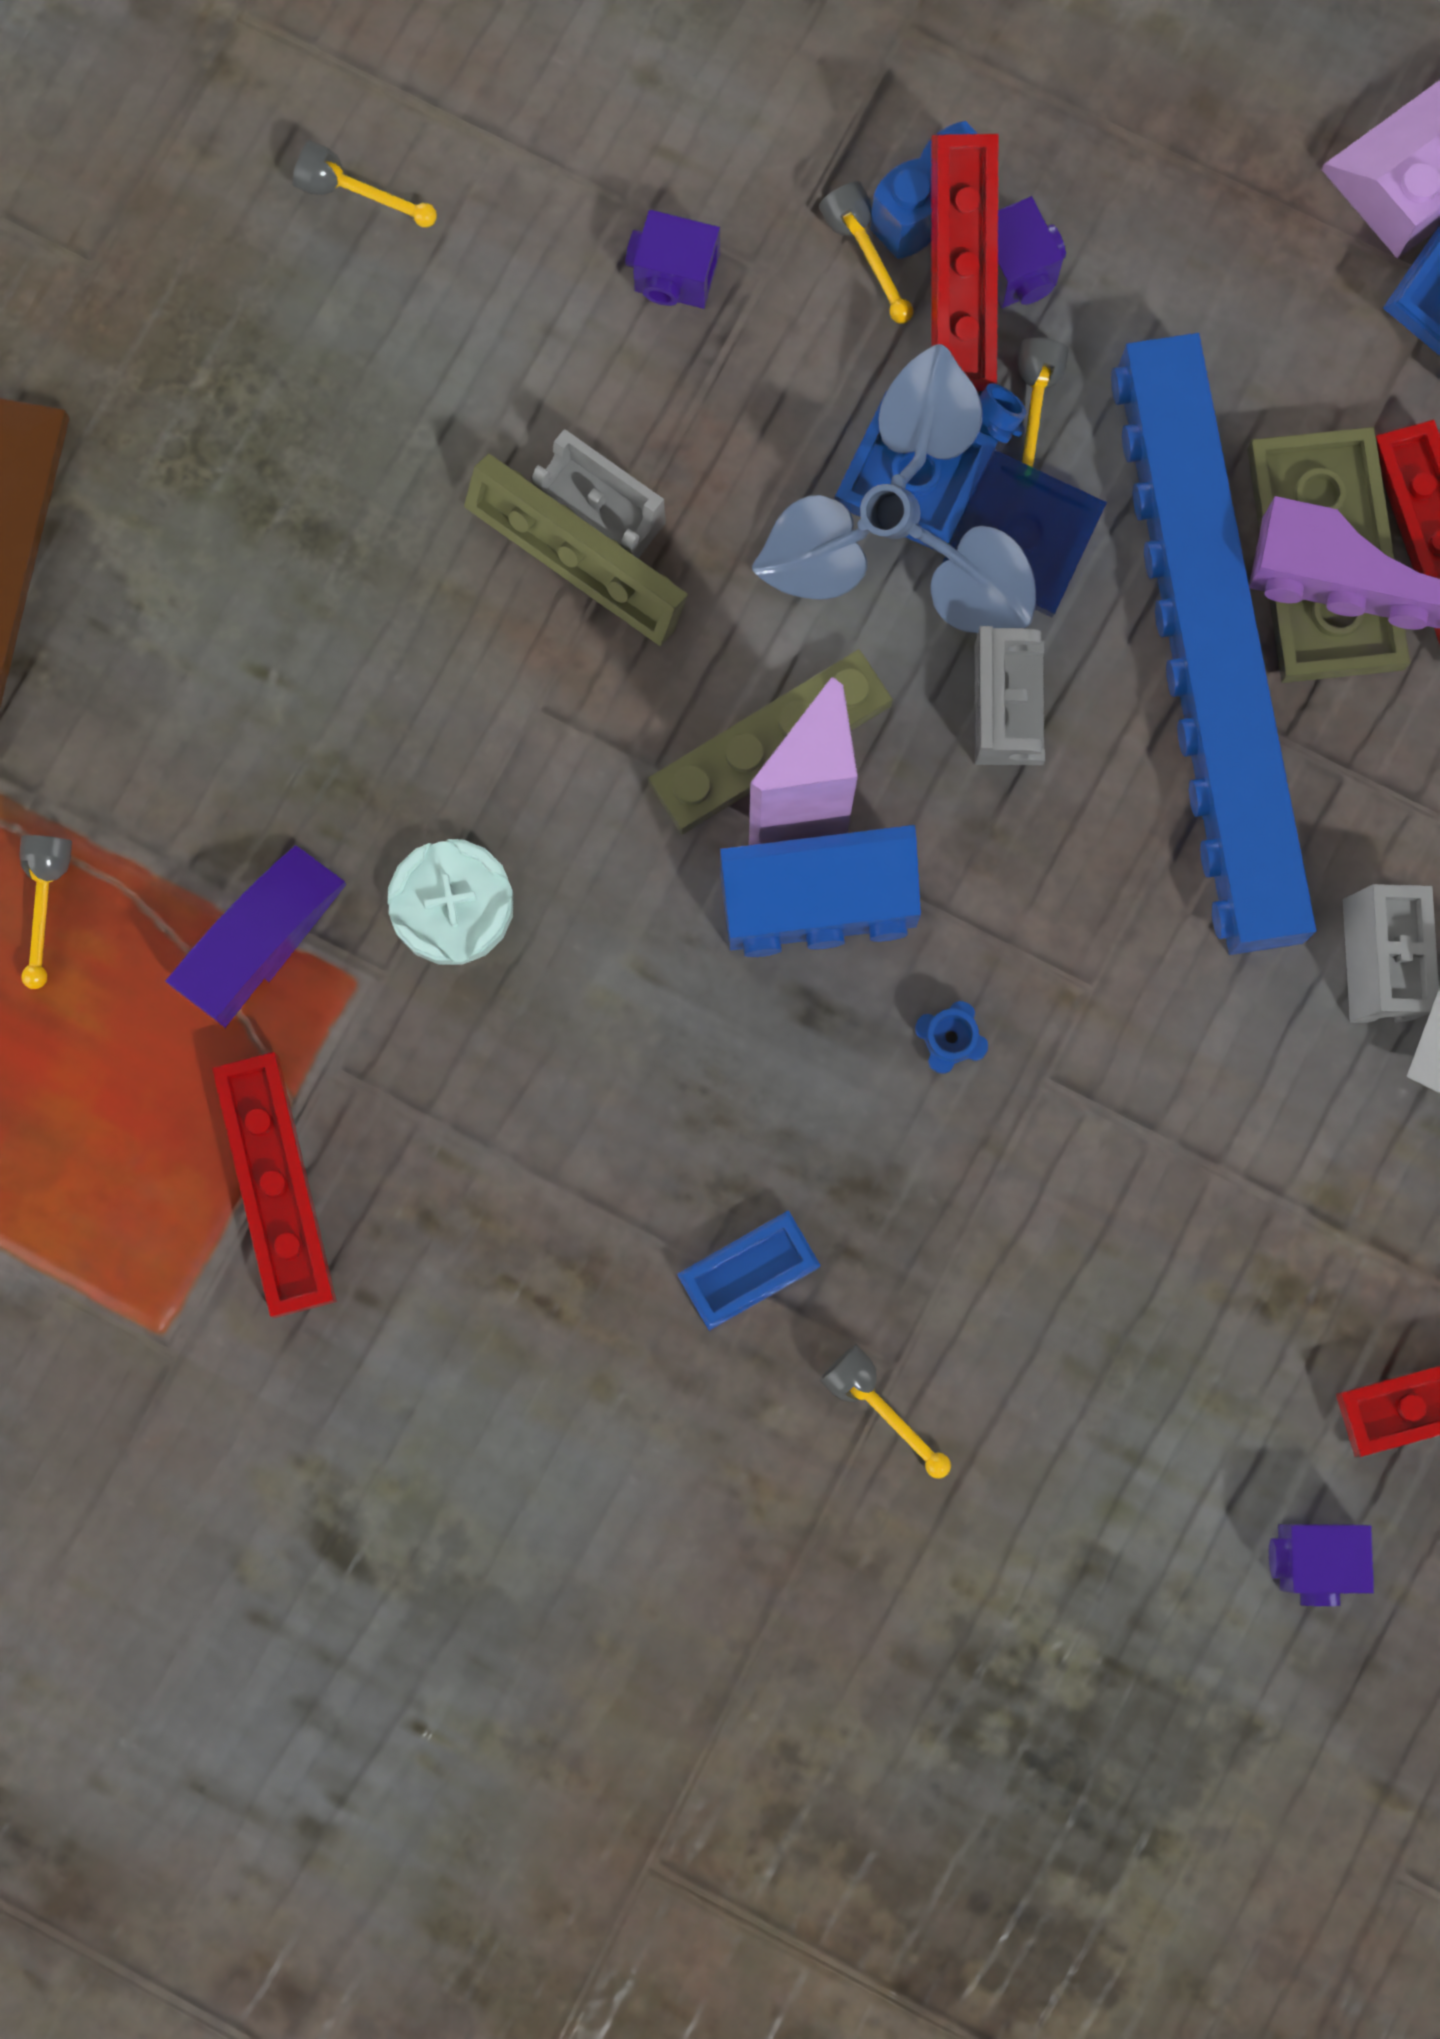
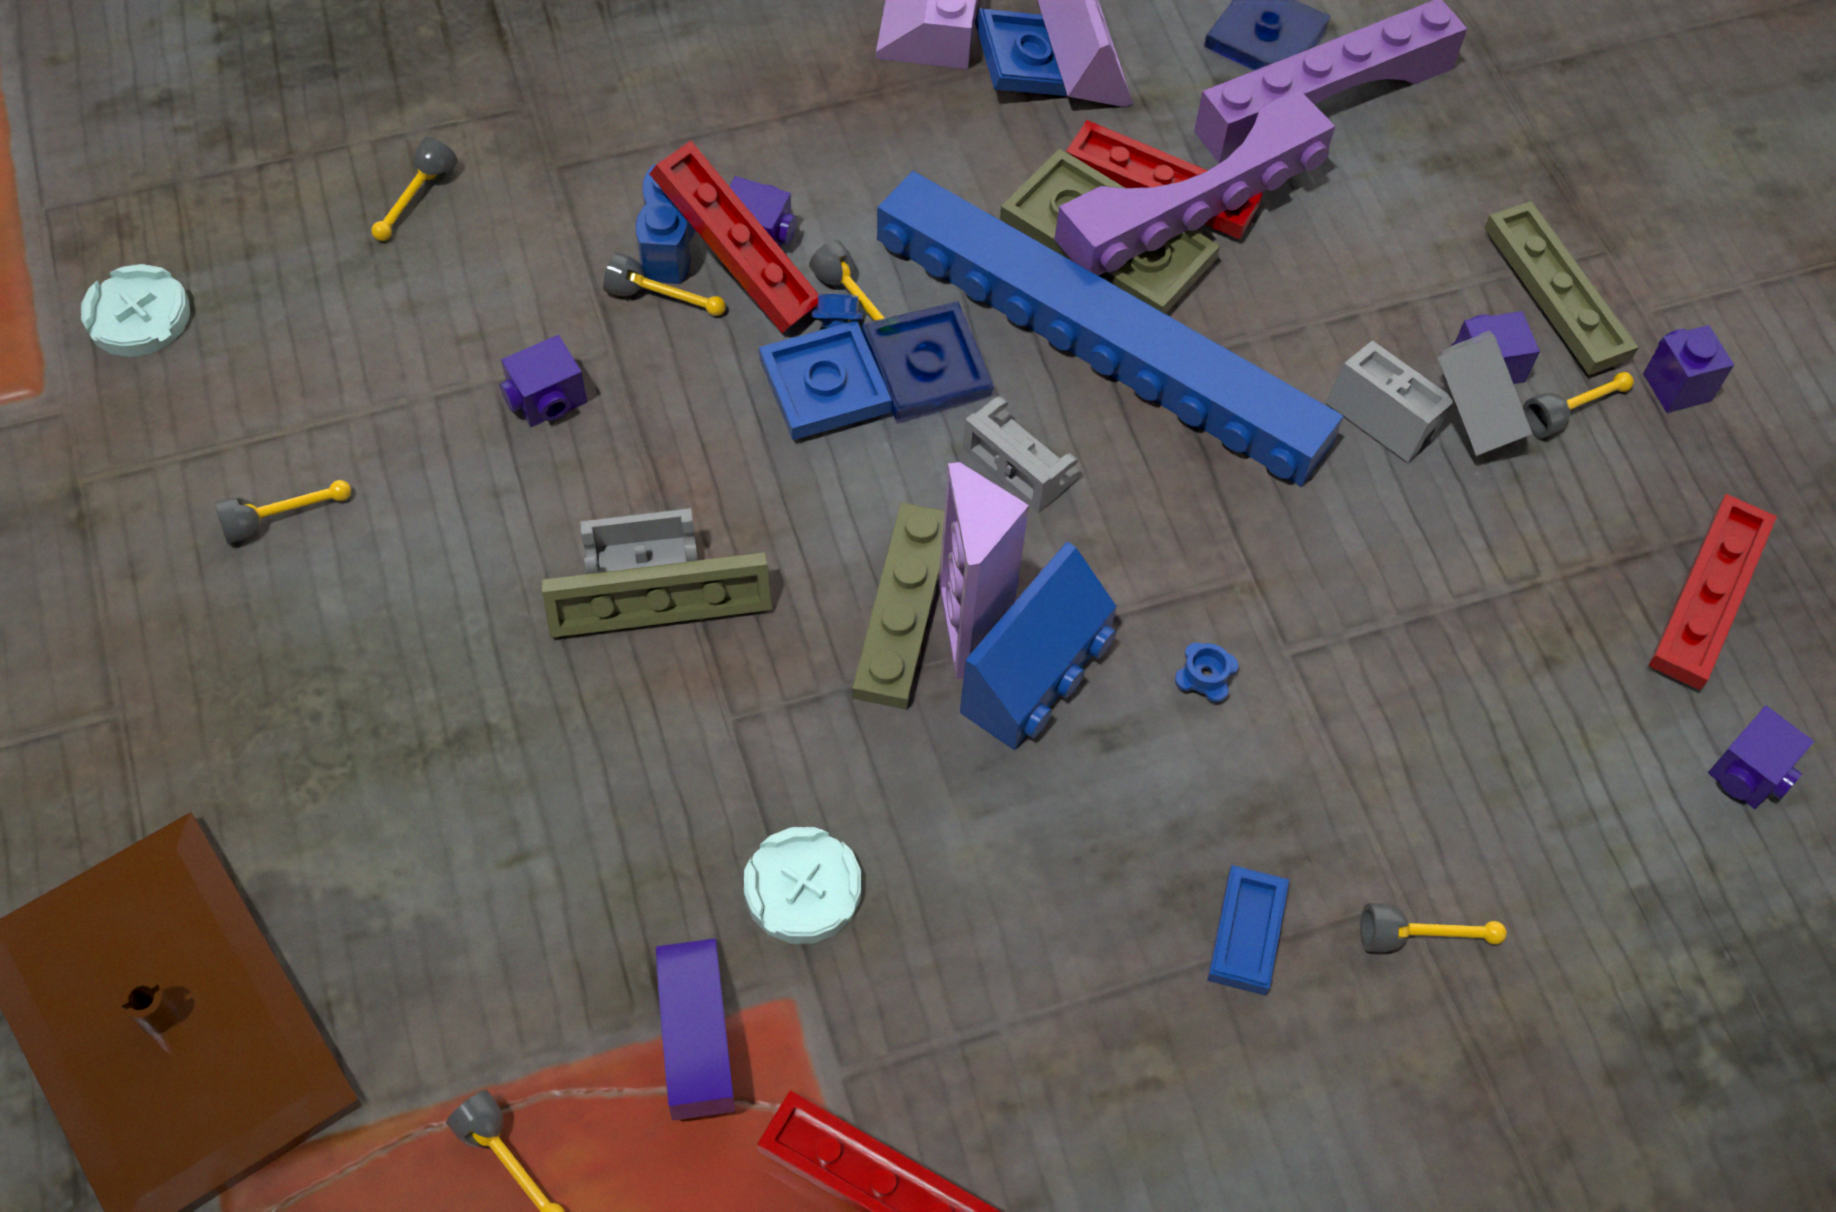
camera: 50 degrees left, 20 degrees down
(813, 541) = (810, 469): sand blue plant -> none

